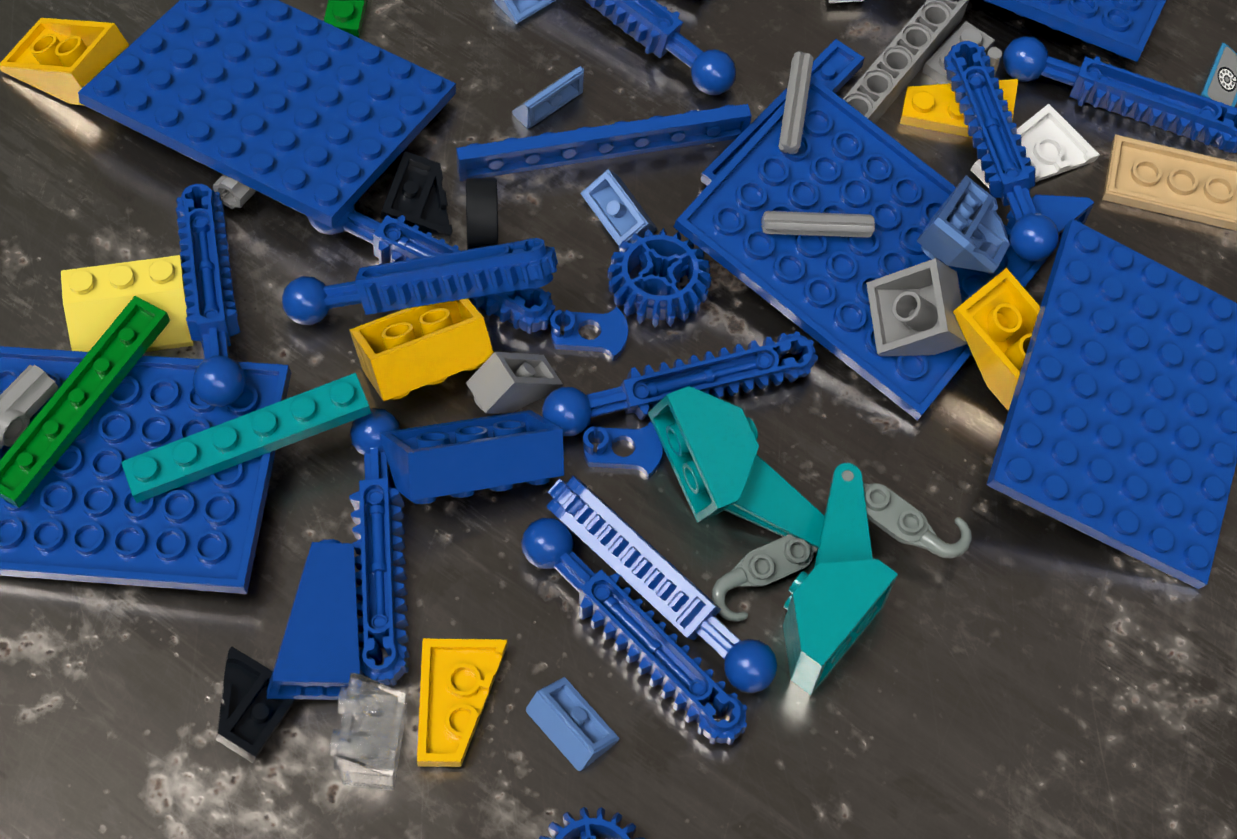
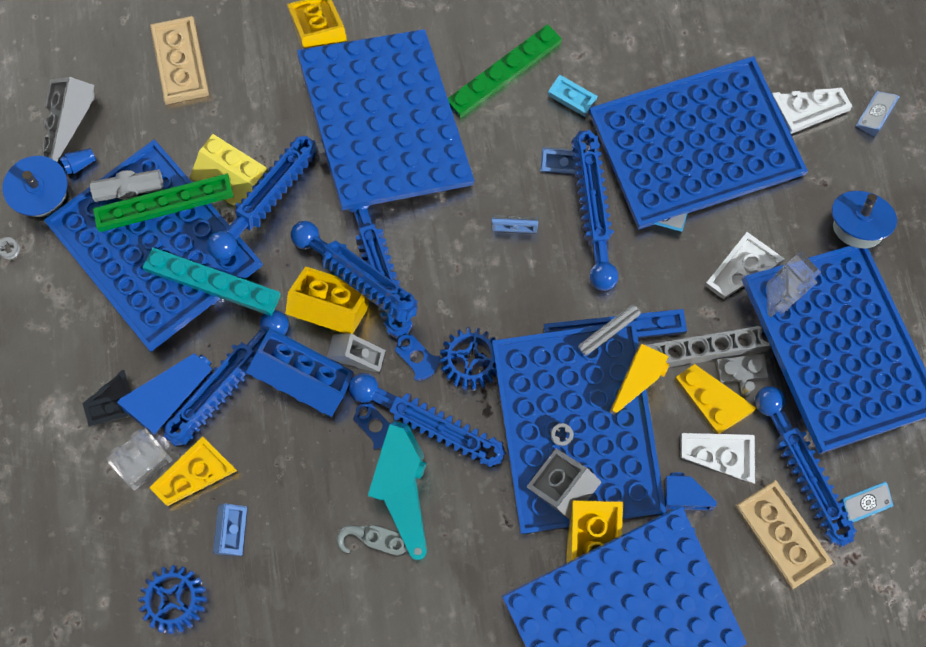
camera: 50 degrees right, 10 degrees up
(419, 196) = (404, 224): black wing -> none
(481, 212) = (417, 259): black tyre -> none
(550, 546) = (294, 443): blue gear -> none
(602, 142) = (523, 272): blue plate -> none
(617, 208) = (491, 308): medium blue slope -> none
(747, 664) = (322, 501): gear -> none
(817, 224) = (559, 400): light grey axle -> none
(847, 584) = (392, 582): teal slope -> none
(856, 250) = (567, 429): none -> light grey bush
(878, 117) = (643, 371): none -> yellow slope
(966, 230) = (627, 466): medium blue wedge -> none
(999, 148) = (659, 496): blue gear -> none

